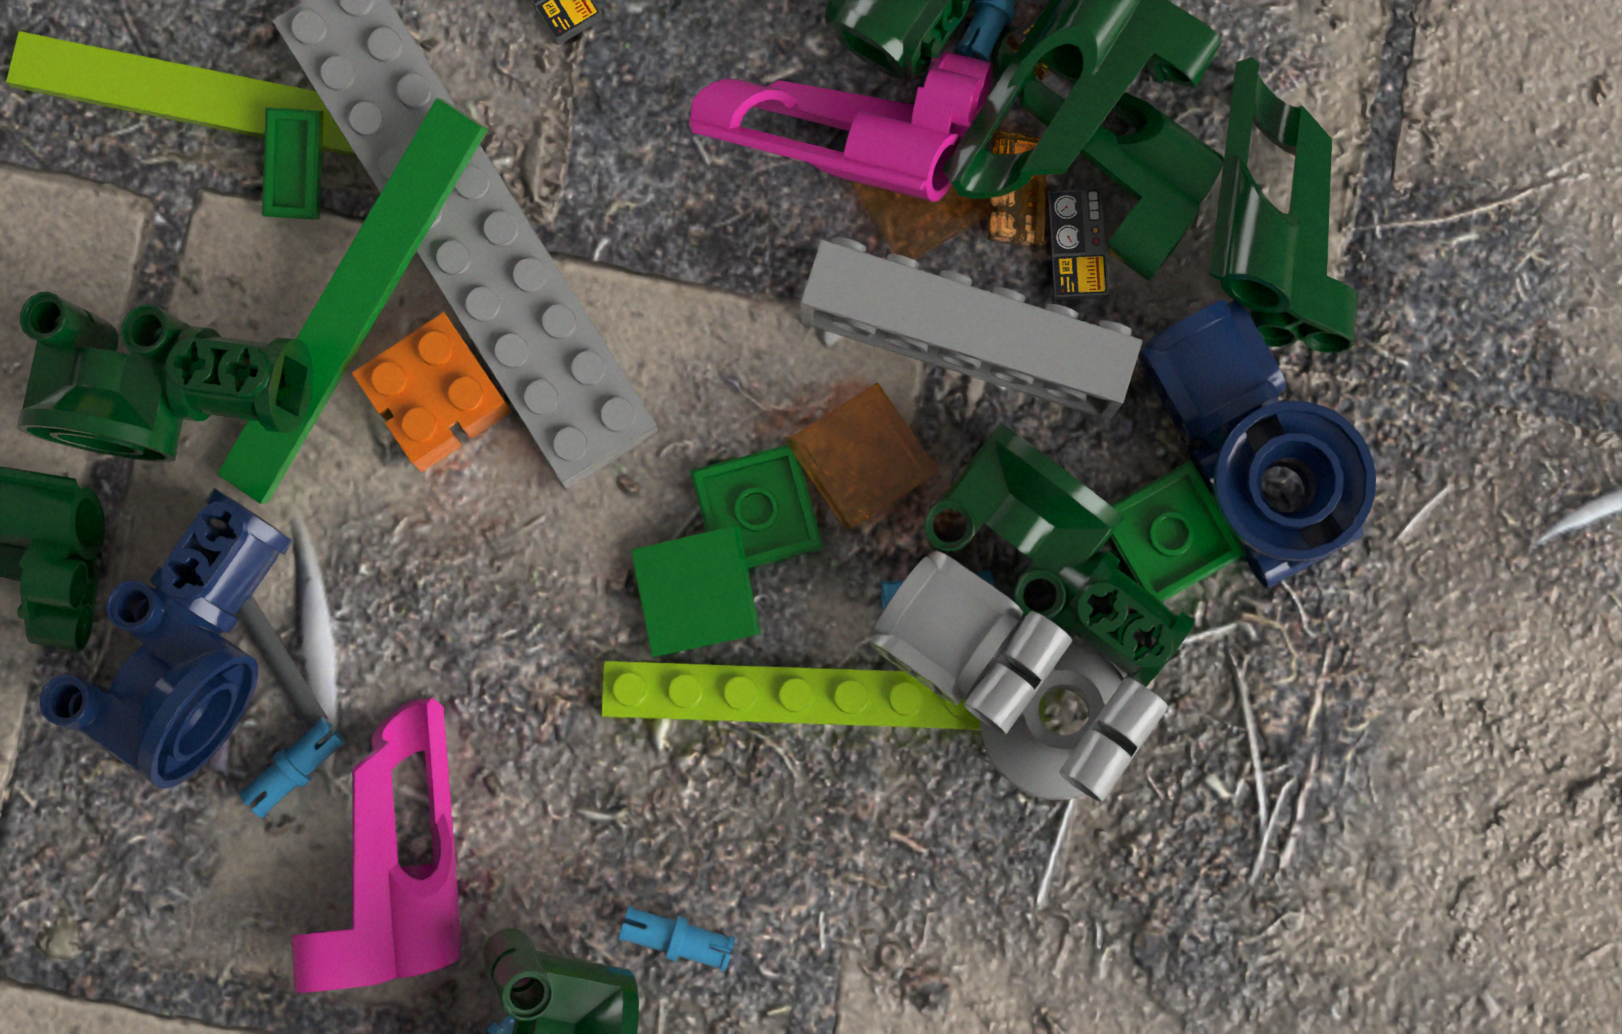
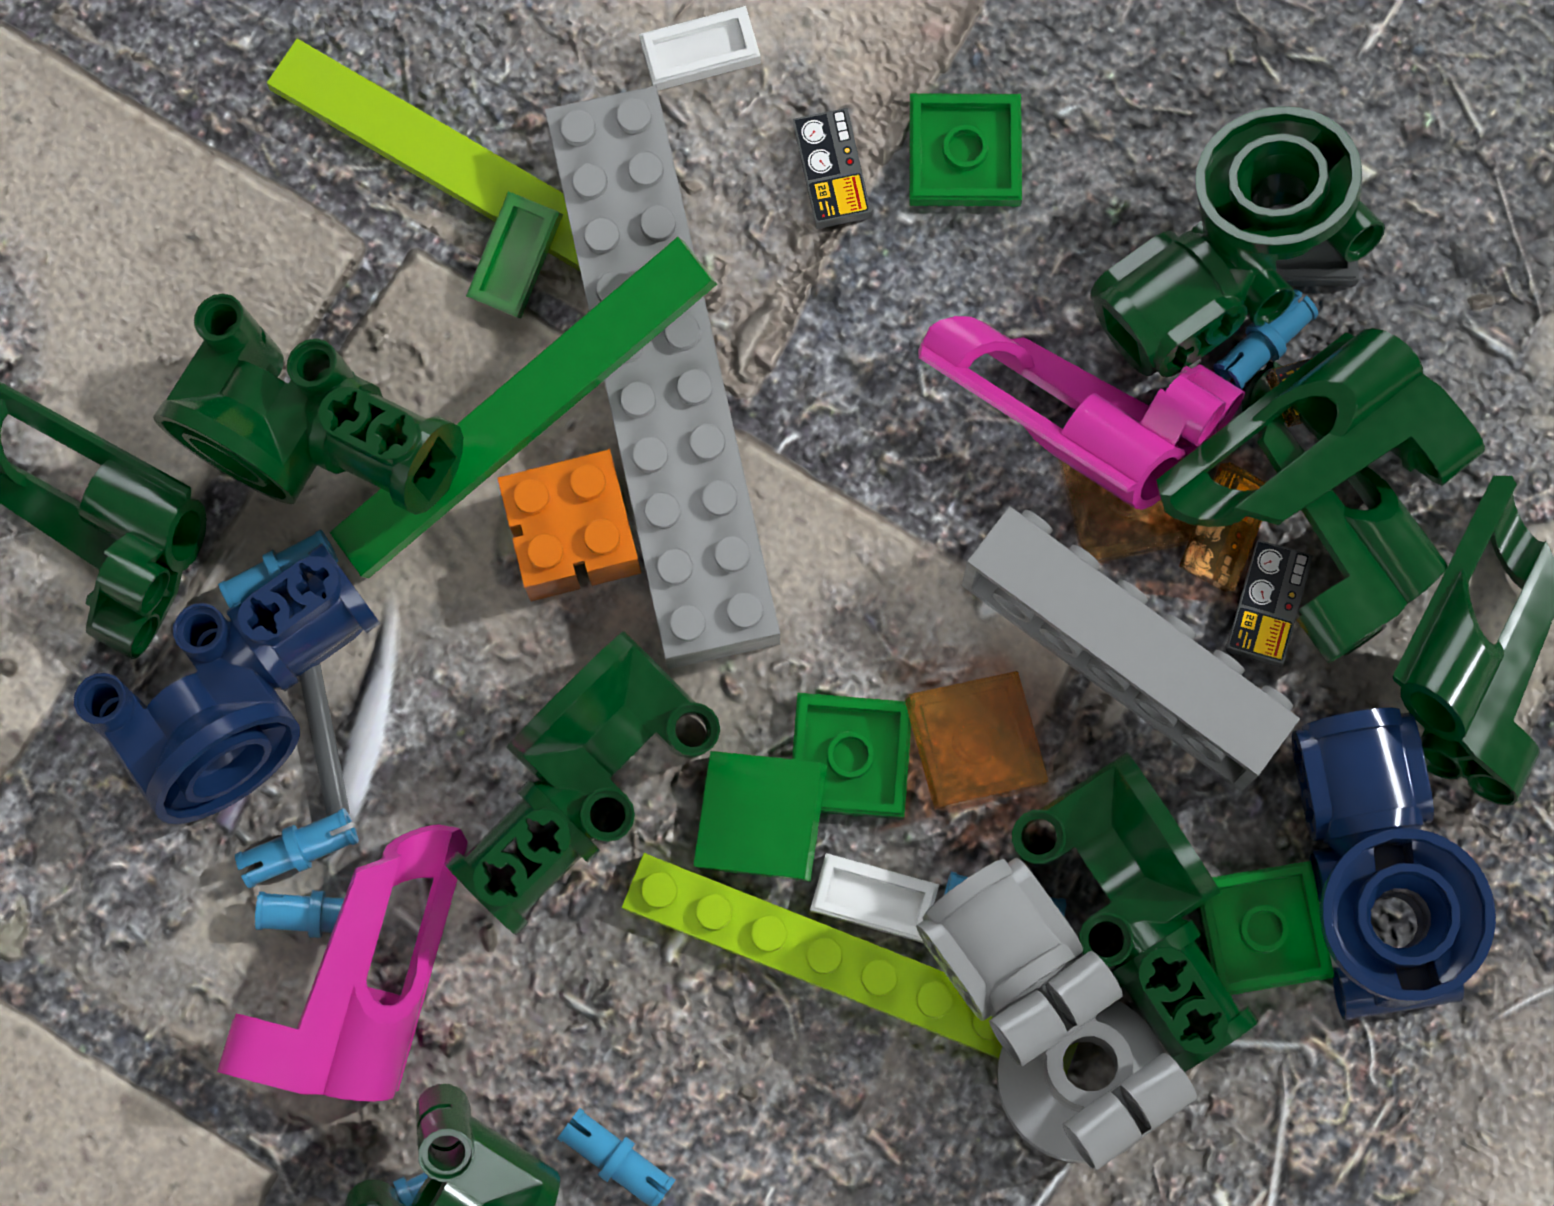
camera: 25 degrees right, 5 degrees down
(177, 522) = (273, 564): none -> dark azure pin
(314, 824) = (297, 913): none -> dark azure pin
(511, 598) = (573, 754): none -> dark green piece
(820, 627) = (872, 897): none -> white tile

